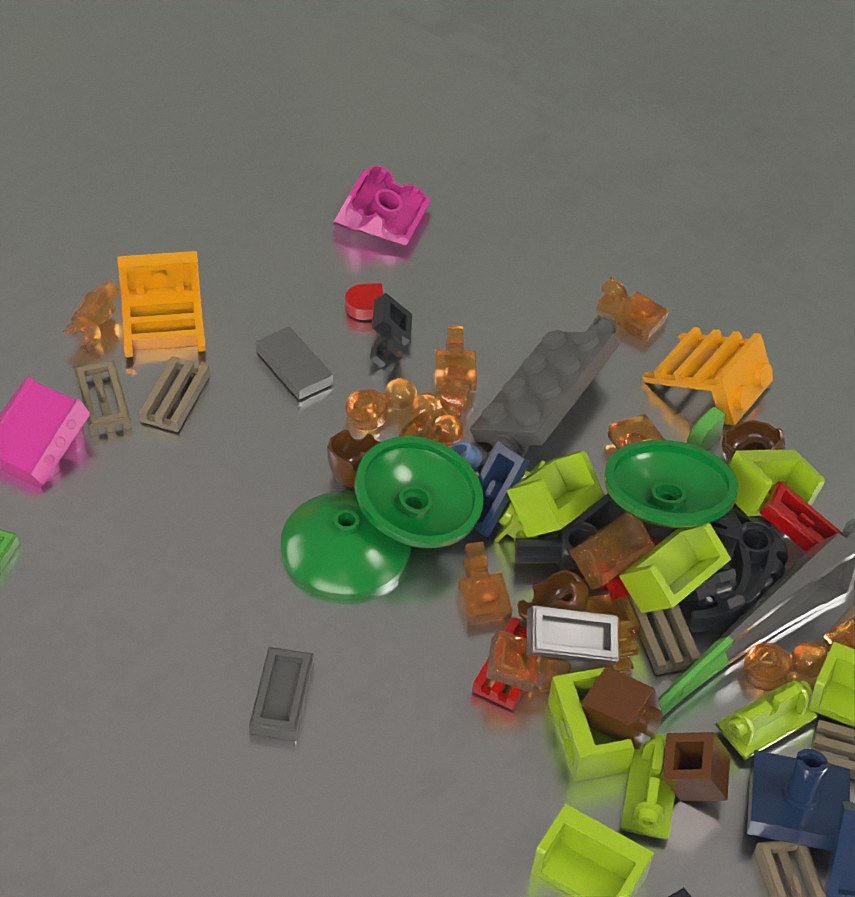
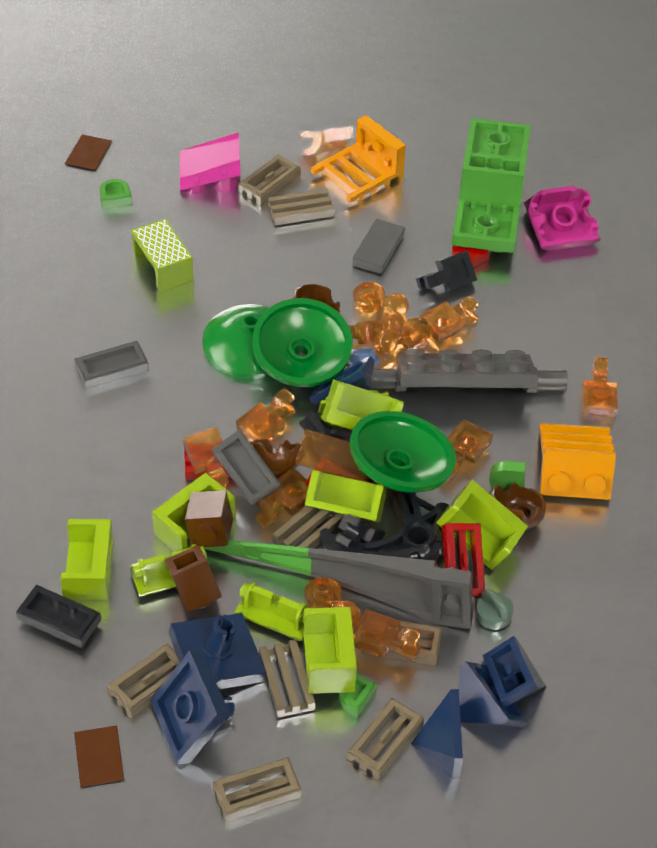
camera: 60 degrees right, 0 degrees up
(151, 543) = (165, 253): none -> lime panel
(306, 224) = (491, 185): none -> bright green bracket

